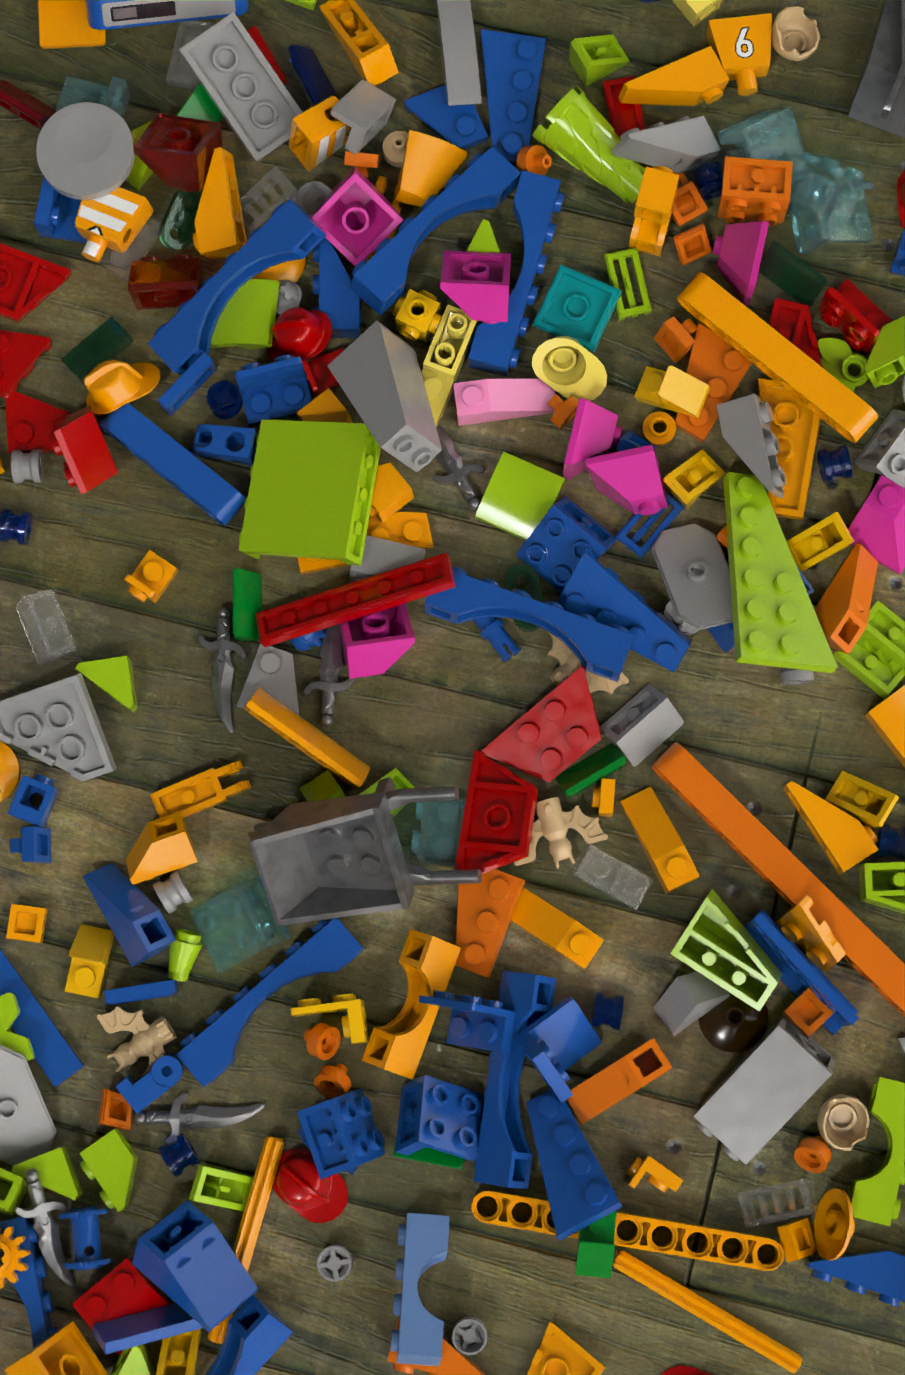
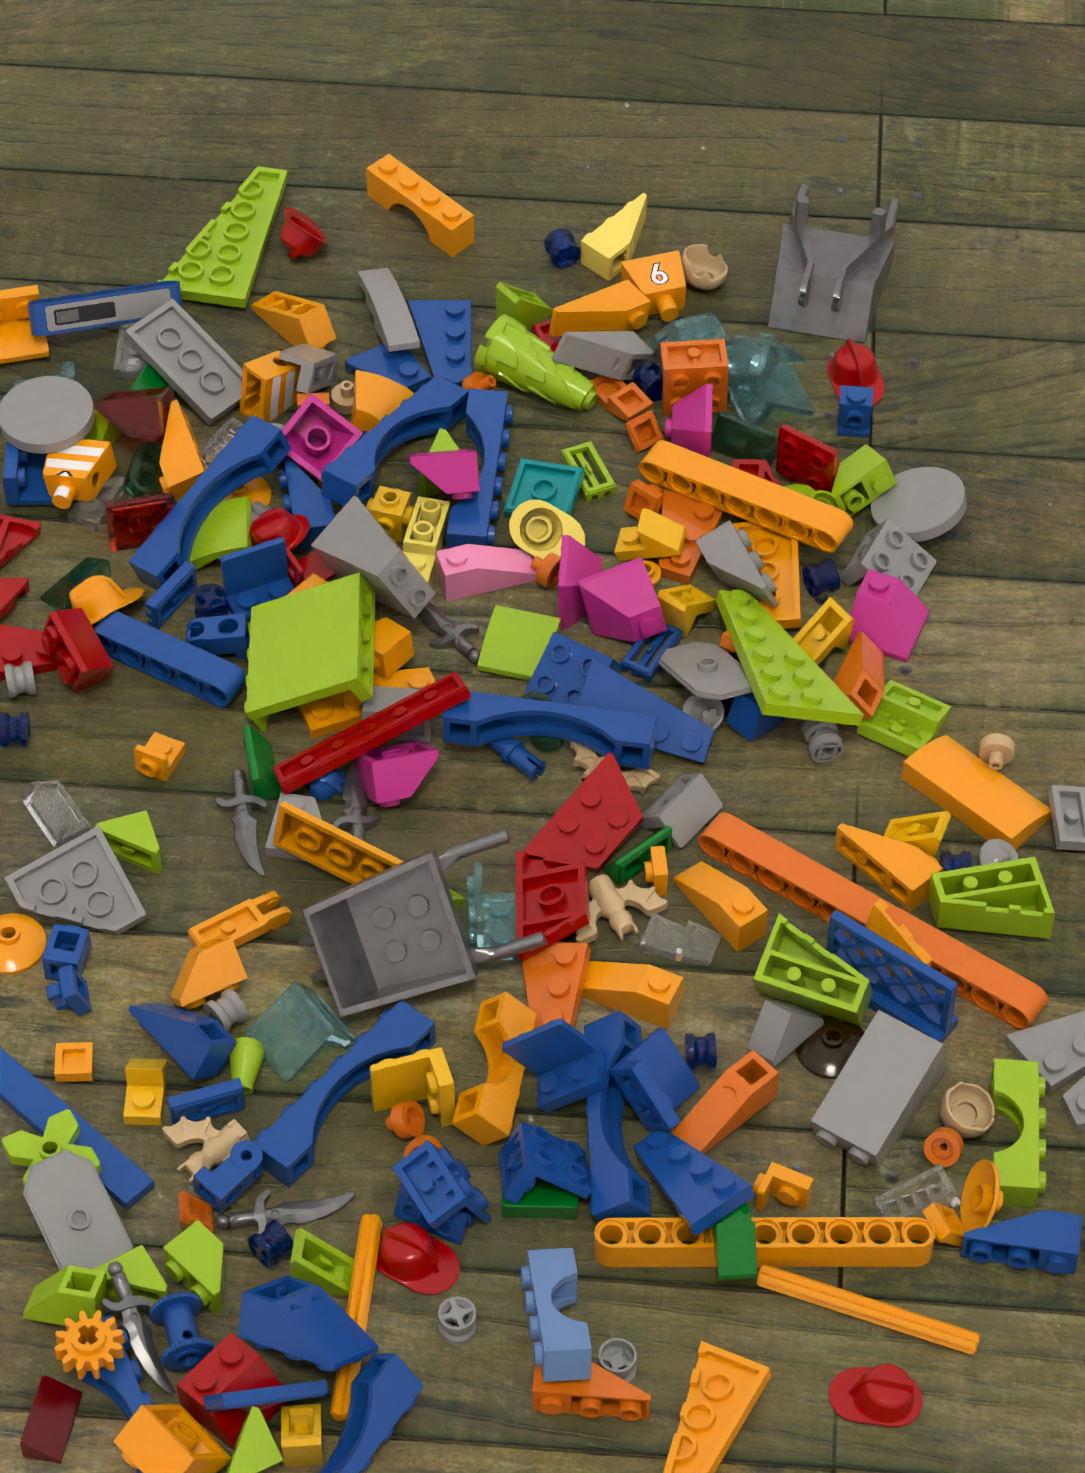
camera: 15 degrees left, 30 degrees down
(311, 73) = (242, 345): clear blue slope -> none
(653, 210) = (602, 388): light orange arch -> none
(807, 1013) = (911, 1013): orange tile -> none

